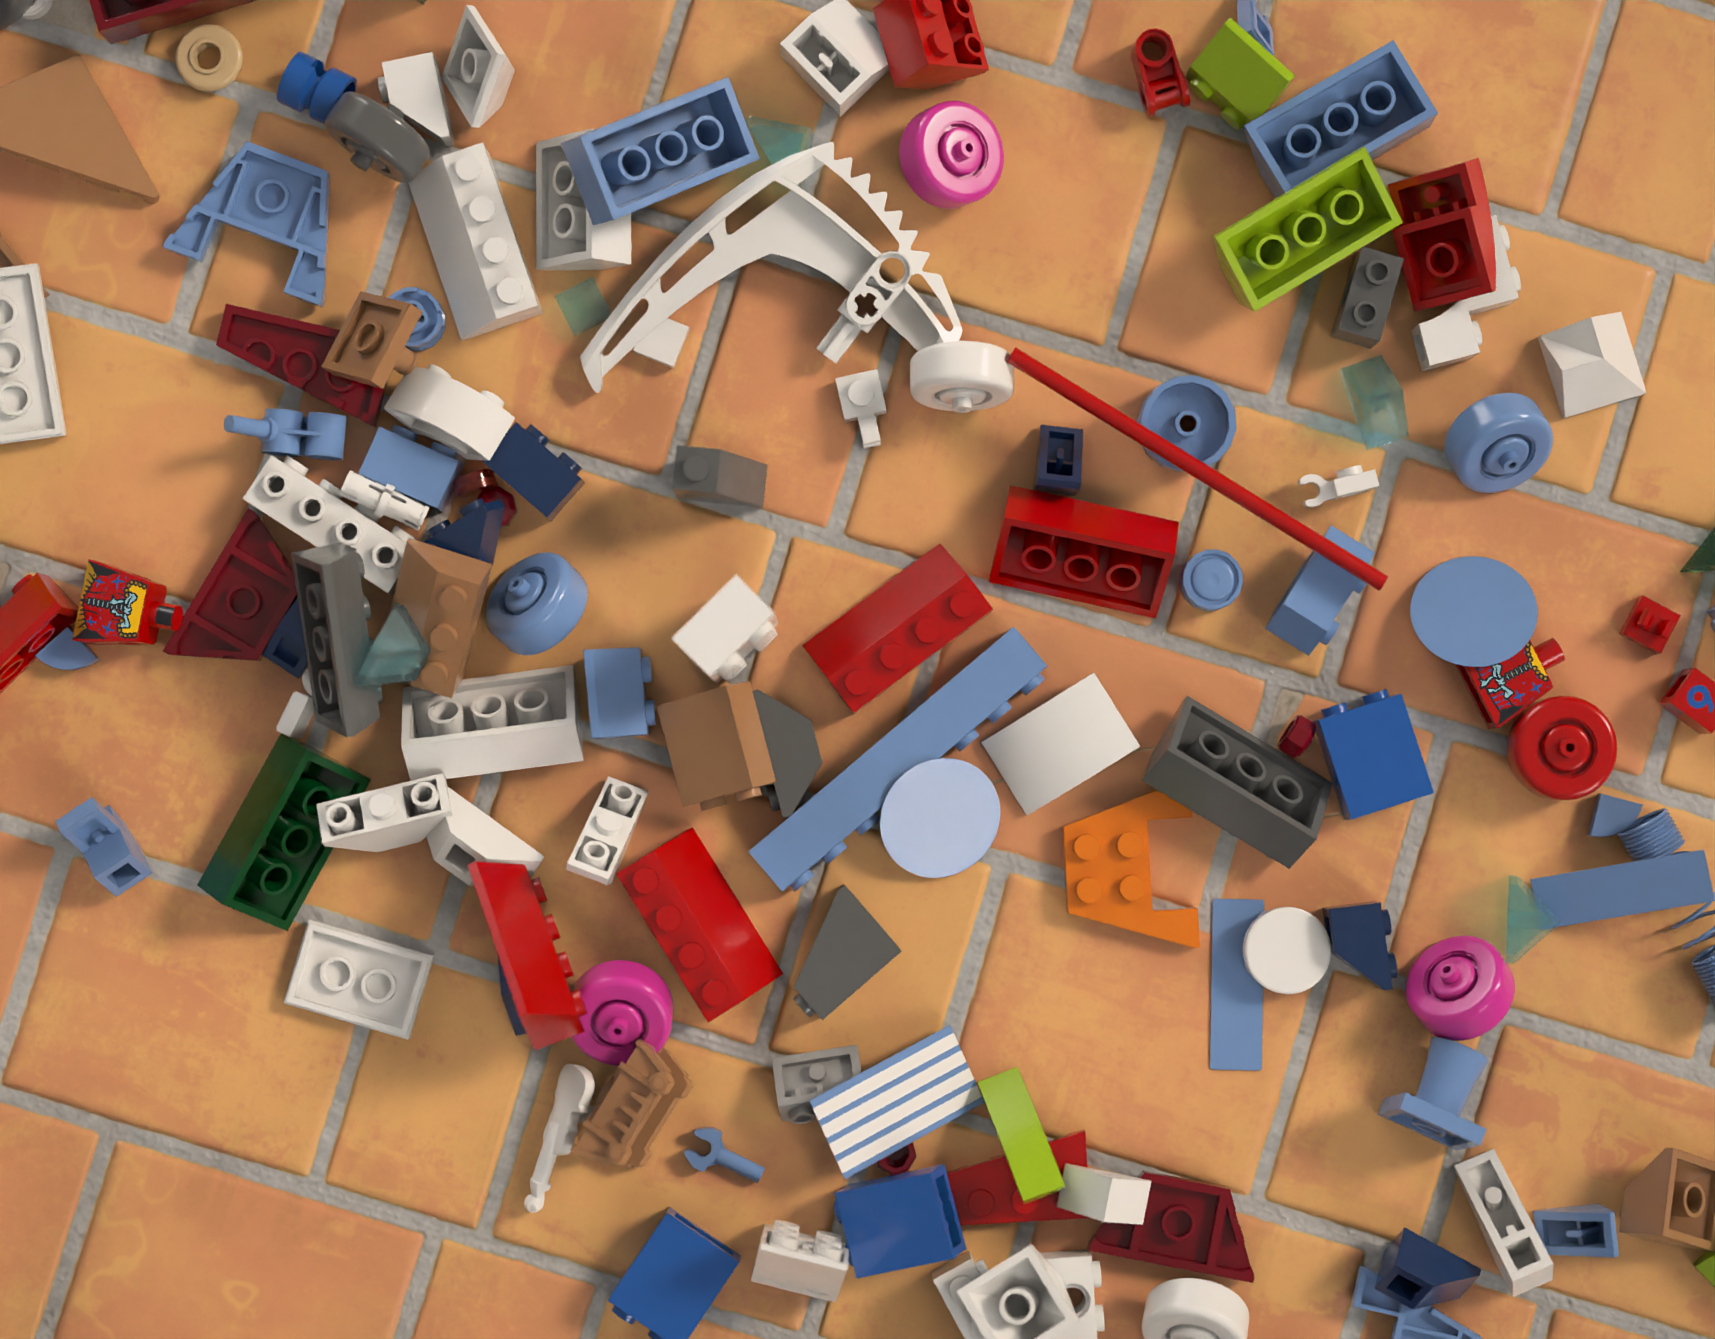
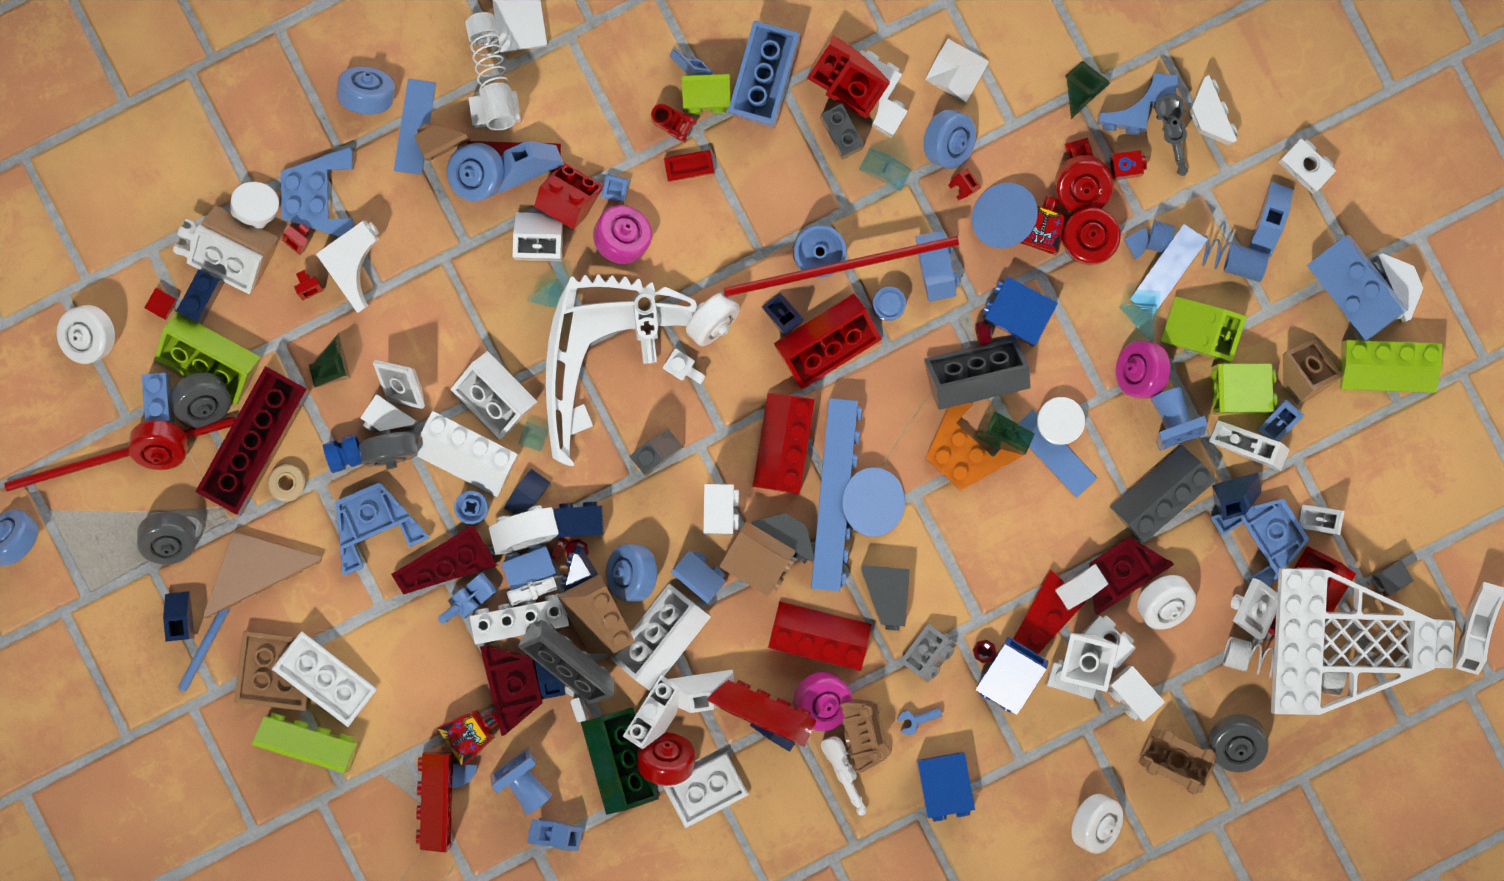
camera: 40 degrees left, 0 degrees up
(129, 735) = (522, 782): none -> medium blue plant
(345, 892) = (667, 760): none -> red wheel
(374, 341) = (466, 531): medium nougat tile -> none
(396, 652) = (596, 644): clear light blue slope -> none
(504, 370) = (527, 493): none -> dark blue slope
(607, 831) = (747, 634): white slope -> none
(660, 151) = (507, 346): medium blue brick -> none
(801, 1261) = (989, 729): white slope -> none
(897, 1101) = (965, 629): sticker -> none
(1000, 89) = (615, 188): none -> medium blue tile
(1021, 1135) = (1027, 595): lime slope -> none
(1060, 744) = (892, 426): white slope -> none
(1124, 152) = (689, 165): none -> red tile
(1197, 895) = (1004, 433): none -> clear green slope
(1305, 230) = (792, 129): lime slope -> none
(1328, 1176) = (1163, 494): none -> dark grey slope
(1349, 483) = (906, 211): white plate -> none
(1359, 940) = (1085, 389): dark blue slope -> none
(1463, 522) = (966, 183): none -> red tile
(1568, 1140) = (1243, 388): none -> lime slope
(1591, 1014) = (1203, 329): none -> lime slope
(1619, 669) = (1083, 183): none -> red wheel

